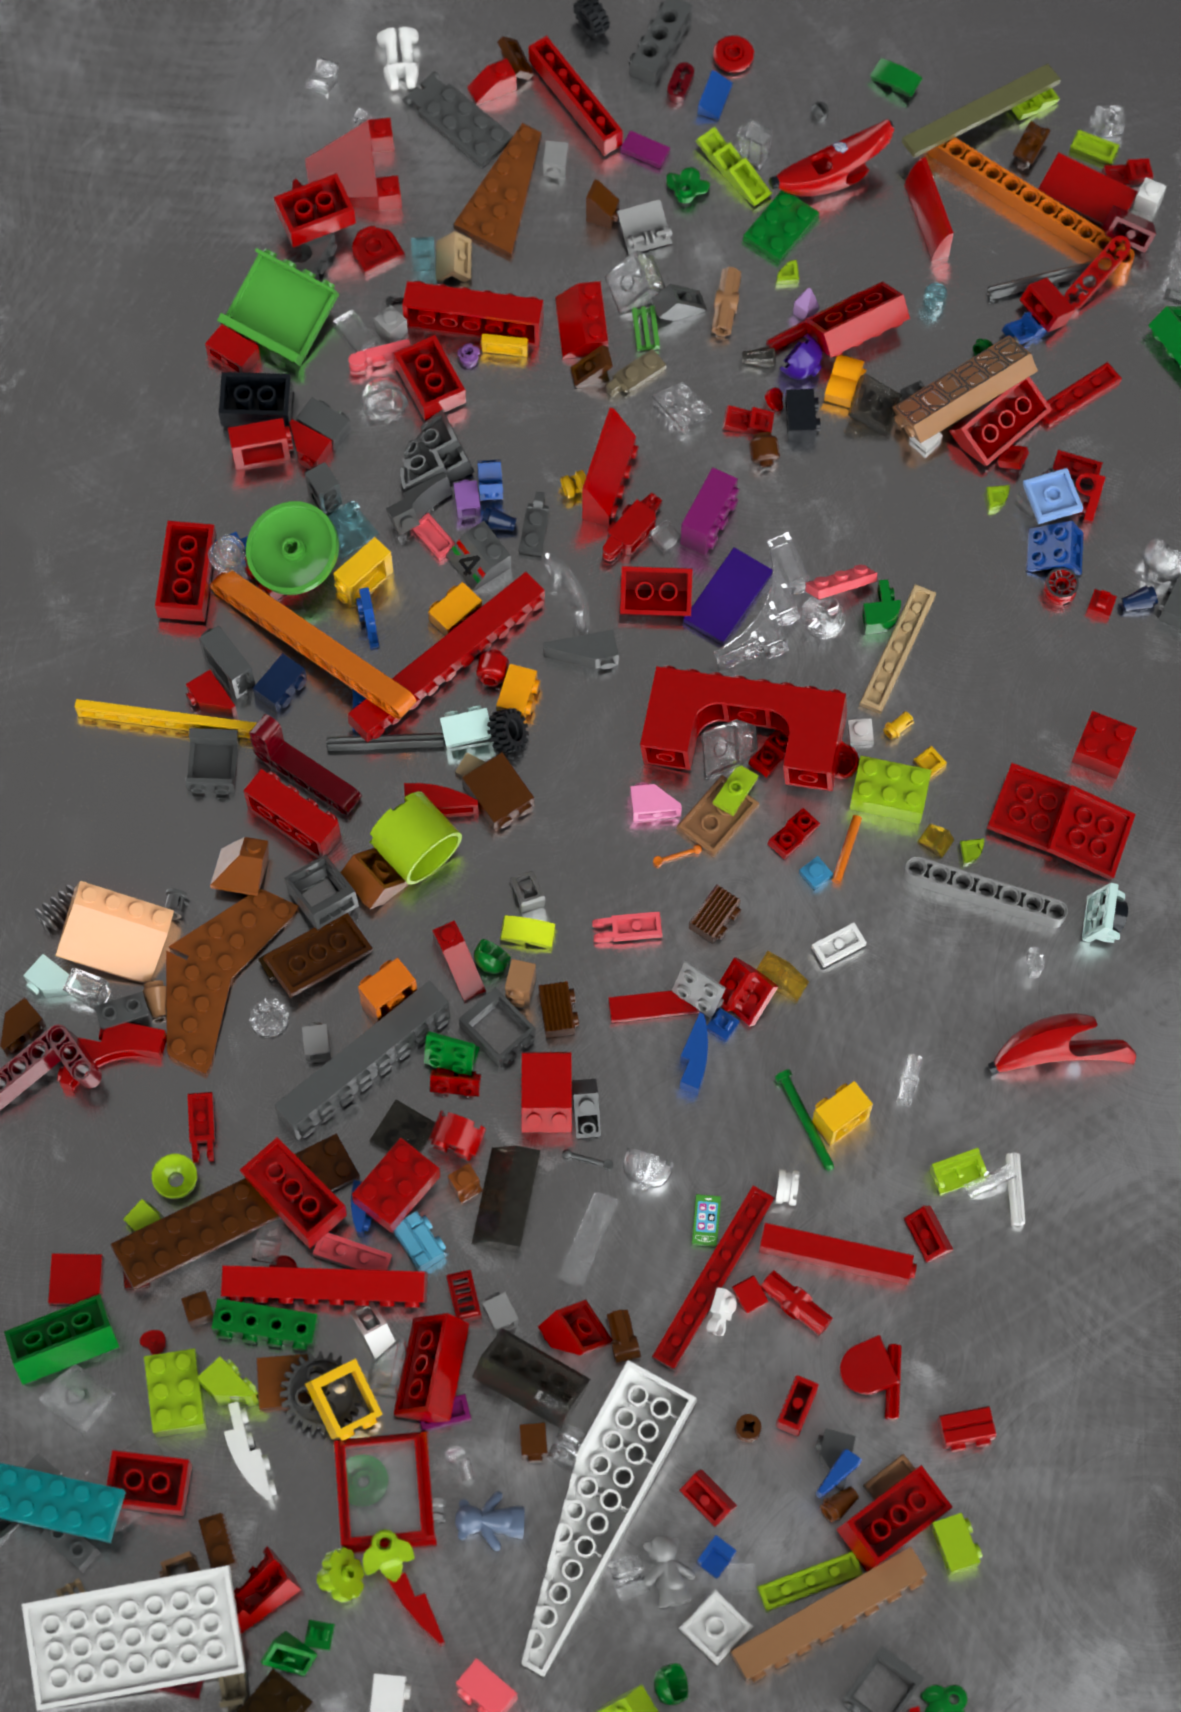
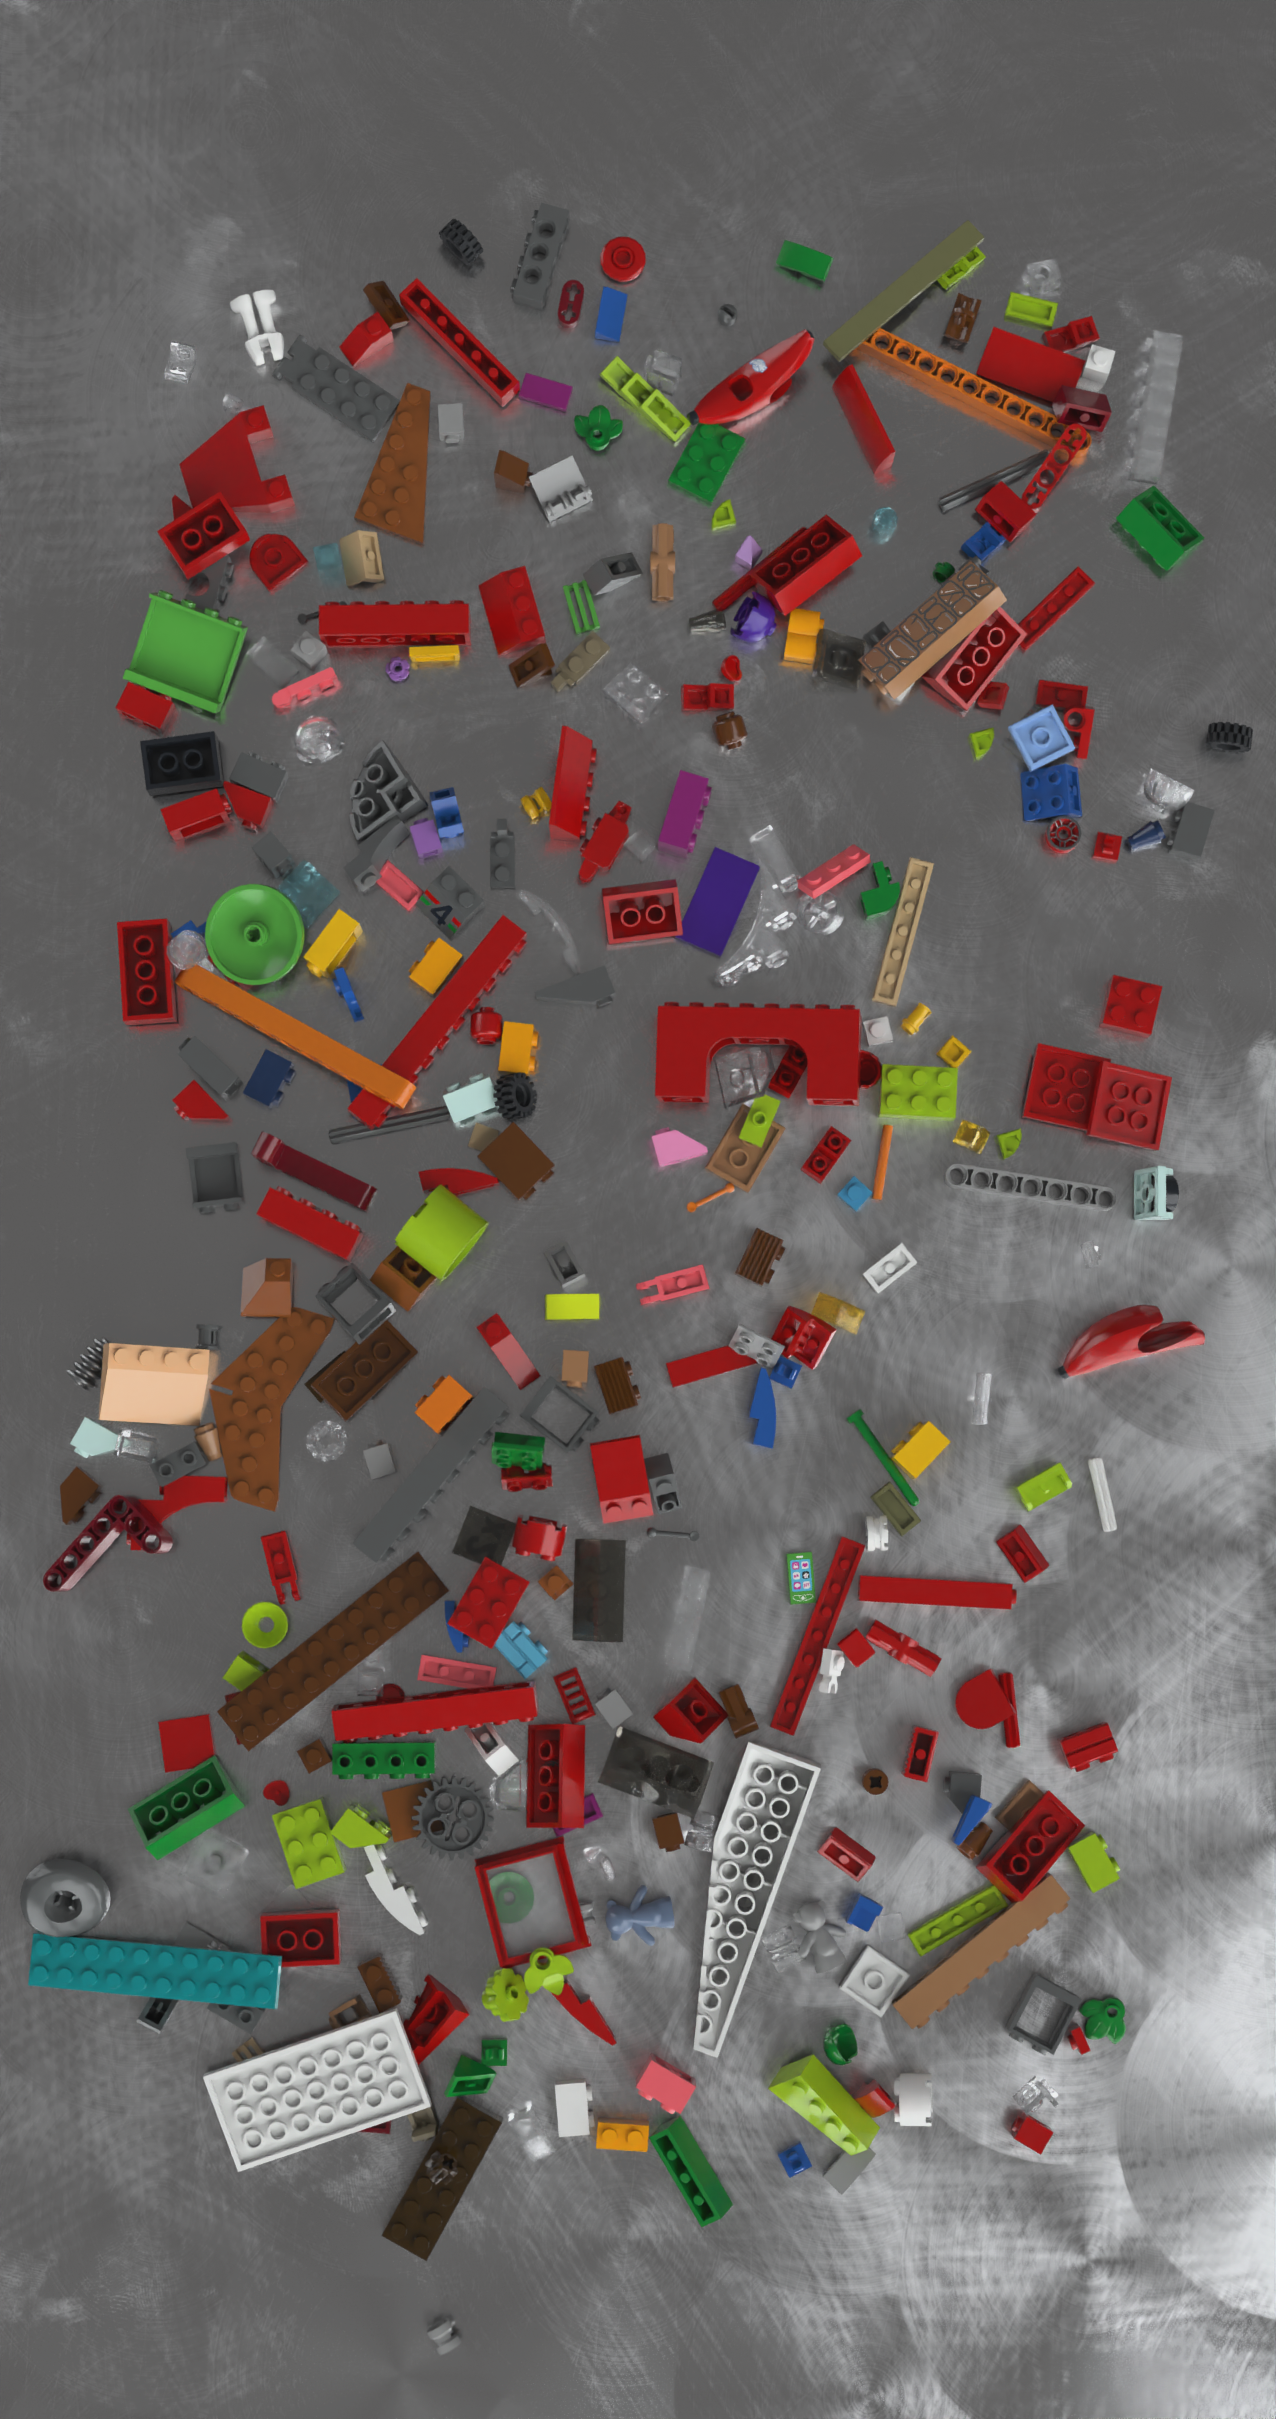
camera: 10 degrees left, 15 degrees up
(158, 718) = (160, 1139): yellow tile -> none
(294, 1192) = (387, 1625): red slope -> none
(324, 1409) = (459, 1808): yellow window -> none
(429, 377) = (362, 706): red brick -> none
(491, 957) = (540, 1341): green hair -> none
(498, 520) = (462, 857): dark blue cone -> none
(635, 282) = (562, 556): clear slope -> none
(646, 1169) = (734, 1539): clear cylinder -> none
(801, 415) = (762, 683): black brick -> none
(811, 1171) = (895, 1508): none -> olive tile
(990, 1180) = (1077, 1492): clear pin -> none

